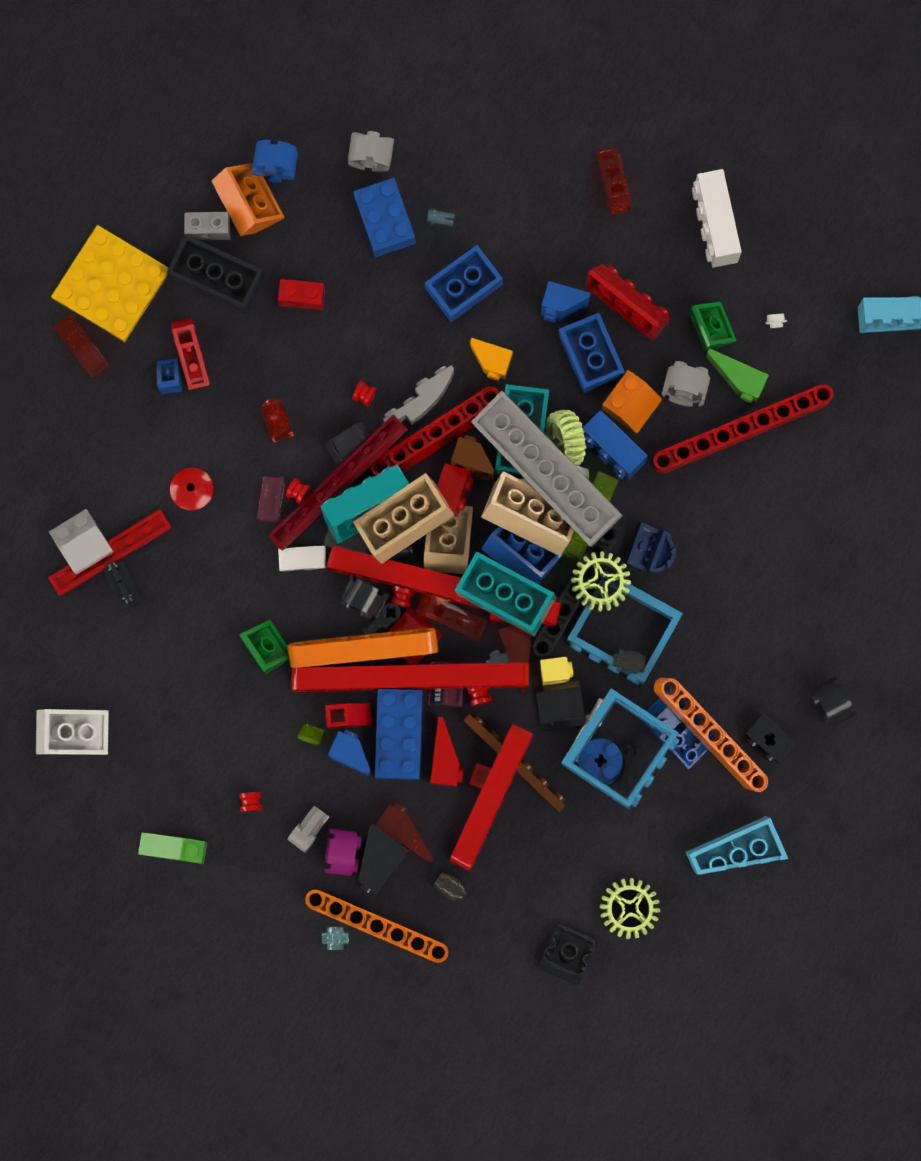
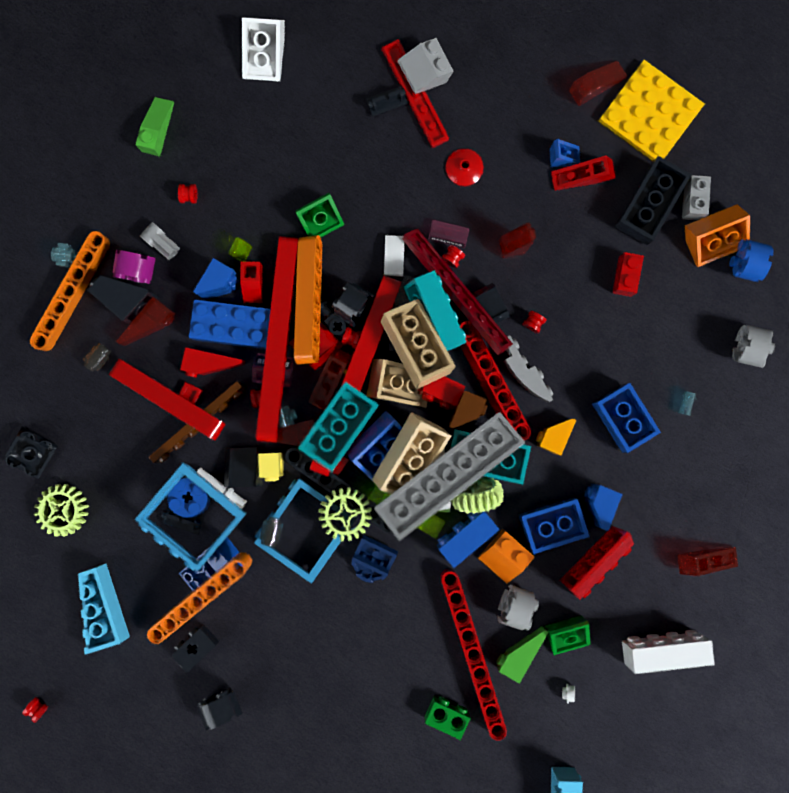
camera: 85 degrees right, 5 degrees up
(384, 217) = (691, 353): blue brick -> none
(820, 452) = (444, 721): none -> green brick
(858, 913) = (35, 710): none -> red wheel

